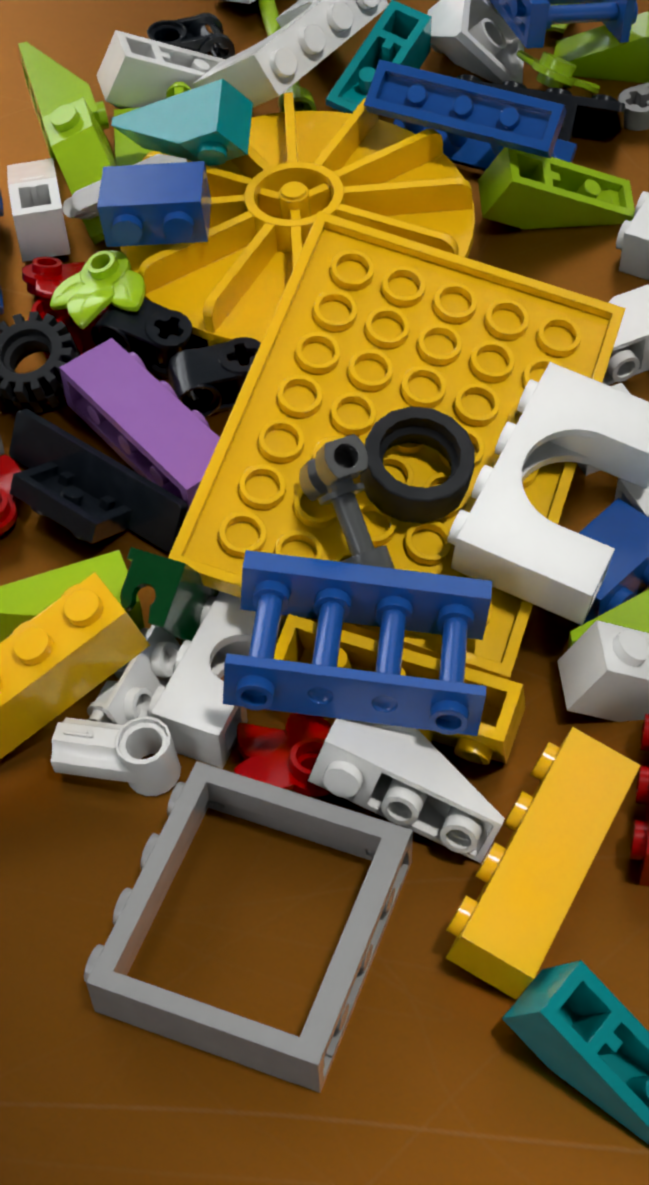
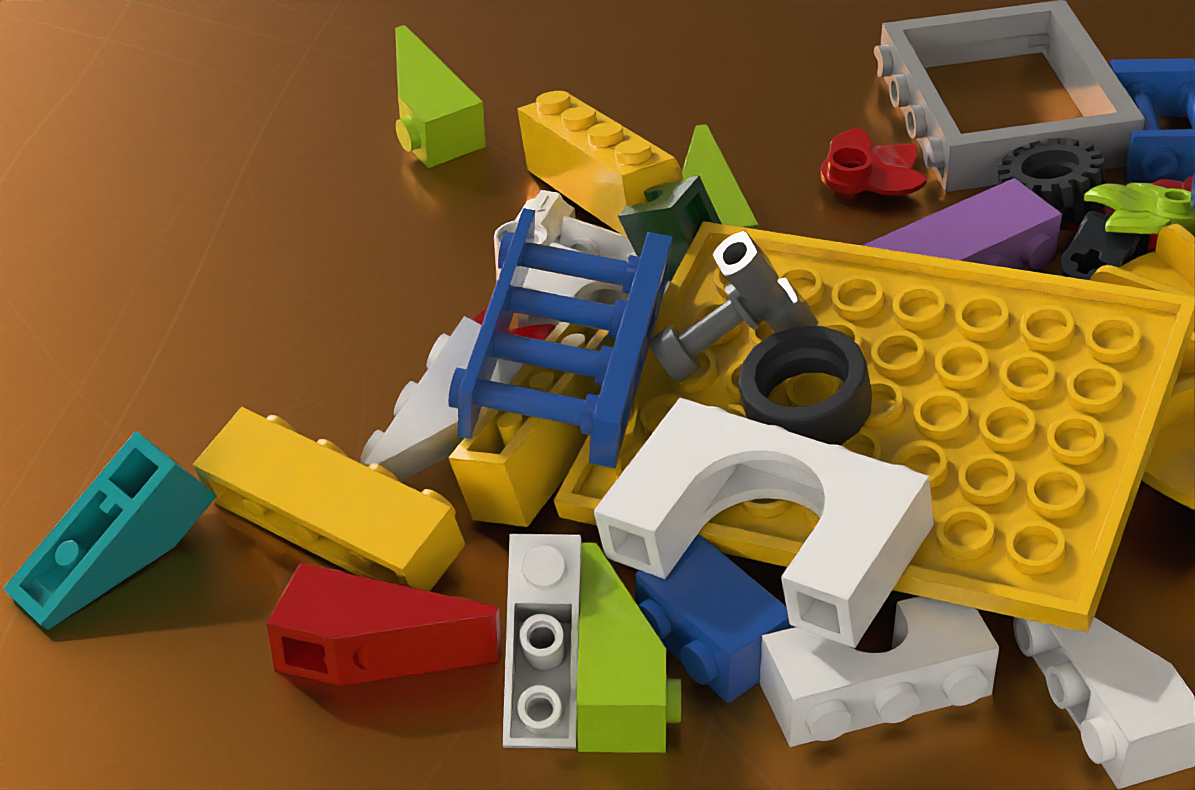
camera: 95 degrees right, 10 degrees down
(87, 488) = (873, 207): black bracket -> none
(216, 1031) = (297, 384): light grey window -> none

